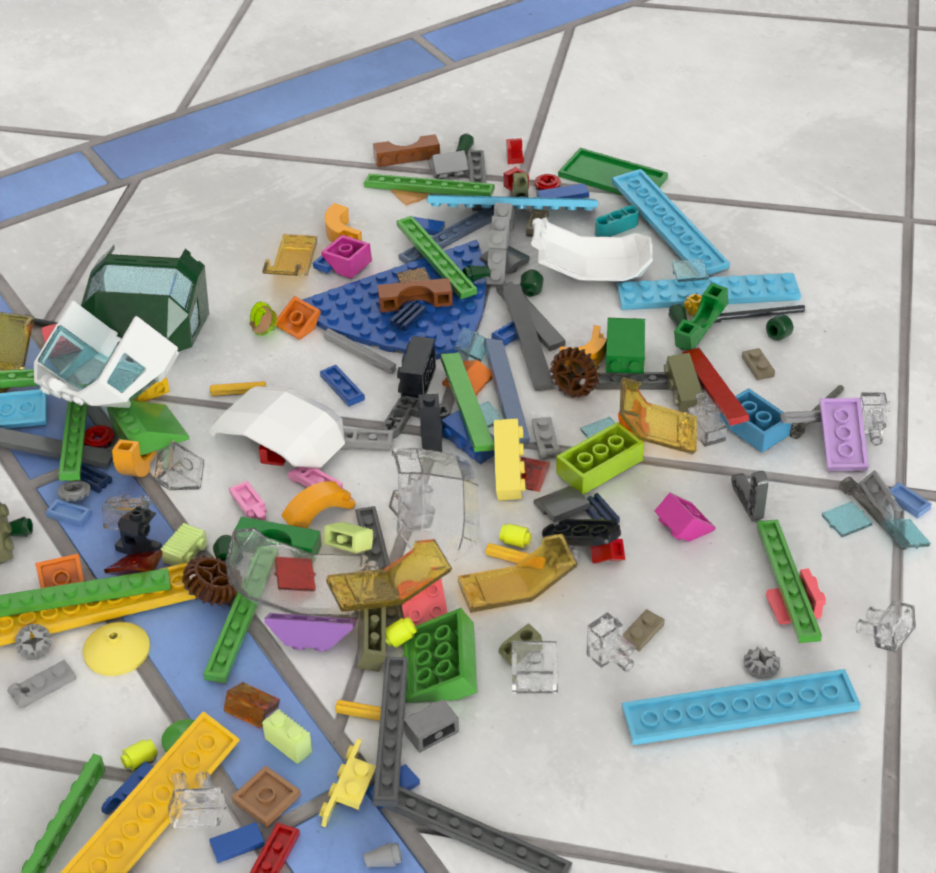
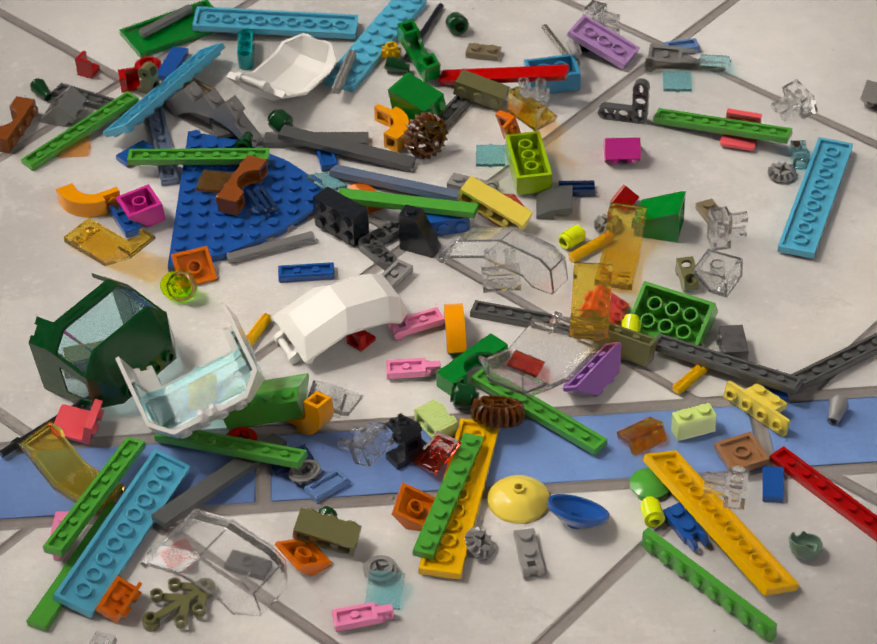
camera: 60 degrees left, 0 degrees up
(103, 692) = (577, 511): none -> blue dish
(348, 537) = (509, 320): yellowish green brick -> none
(585, 531) = (596, 203): black tile -> none
(593, 590) = (664, 216): none -> green slope
(612, 164) = (165, 21): none -> light grey axle
(631, 287) = (344, 71): none -> light grey axle
(690, 270) = (350, 36): clear light blue piece -> none
(802, 663) = (799, 153): none -> clear light blue leg

